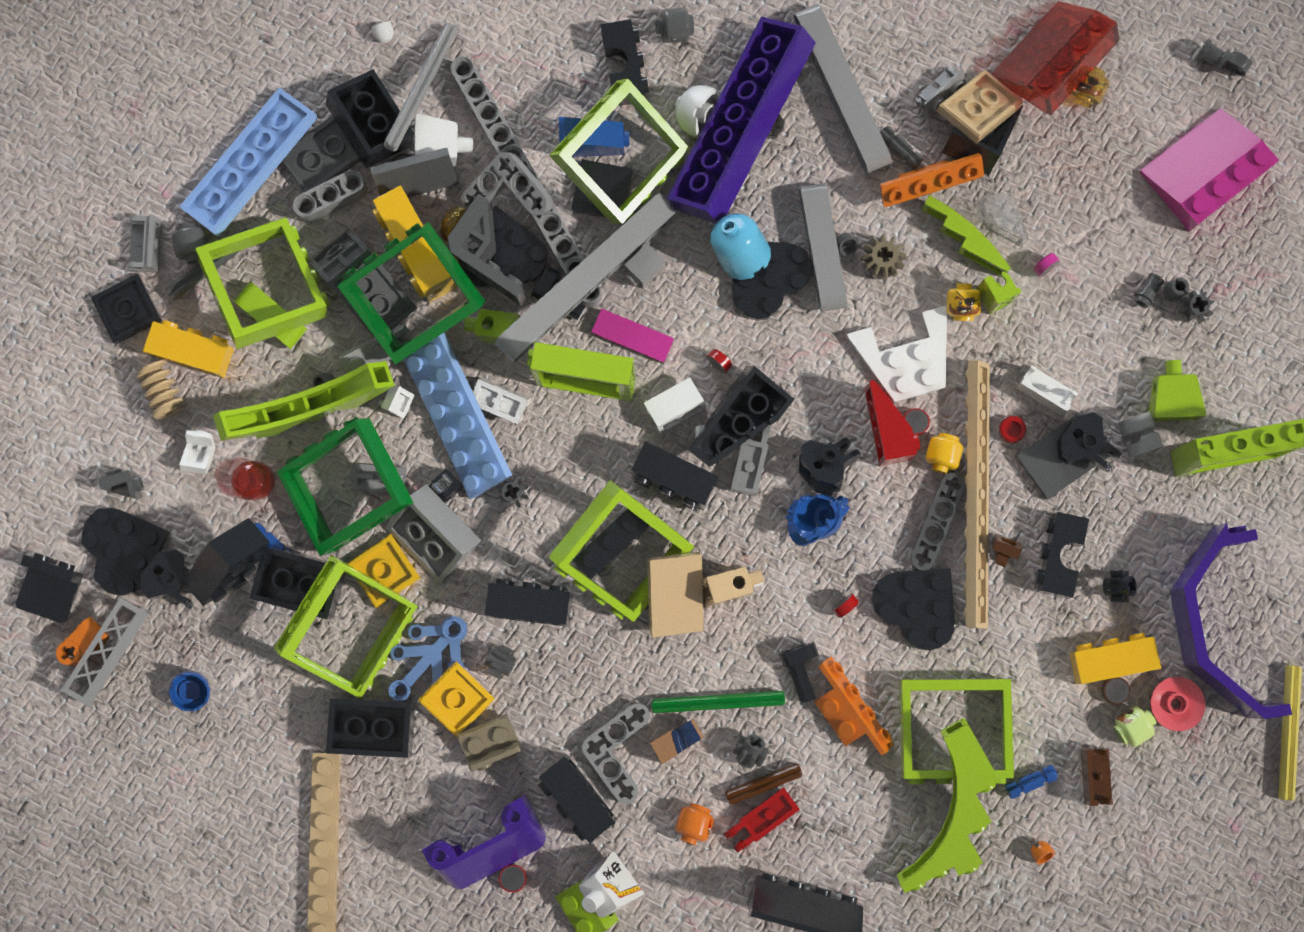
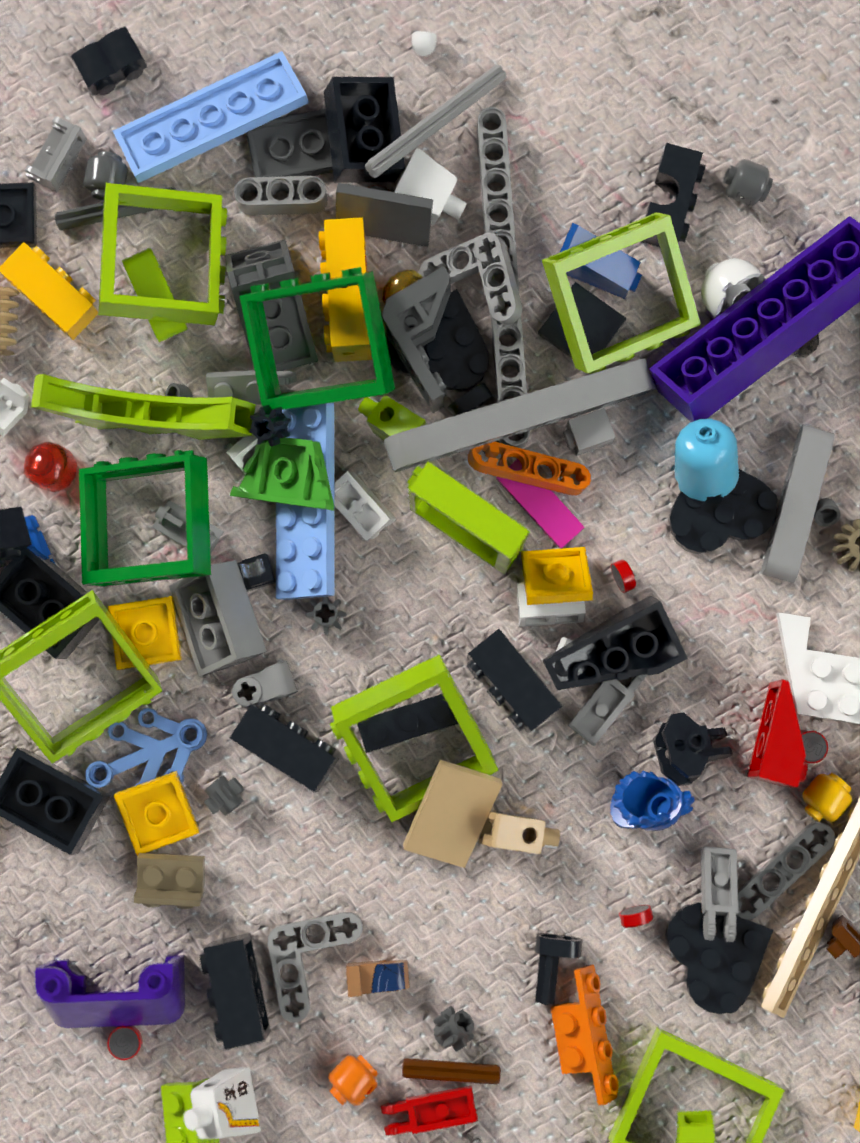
camera: 20 degrees right, 0 degrees up
(152, 155) = (109, 61): none -> black brick
(409, 367) = (269, 425): none -> black gear
(434, 401) = (287, 475): none -> bright green wing
(496, 563) = (271, 684): none -> light grey piece
(613, 318) = (529, 473): none -> orange beam
(669, 383) = (556, 576): none -> yellow tile
(715, 702) = (444, 955): green axle -> none
(897, 557) = (719, 890): none -> light grey hinge

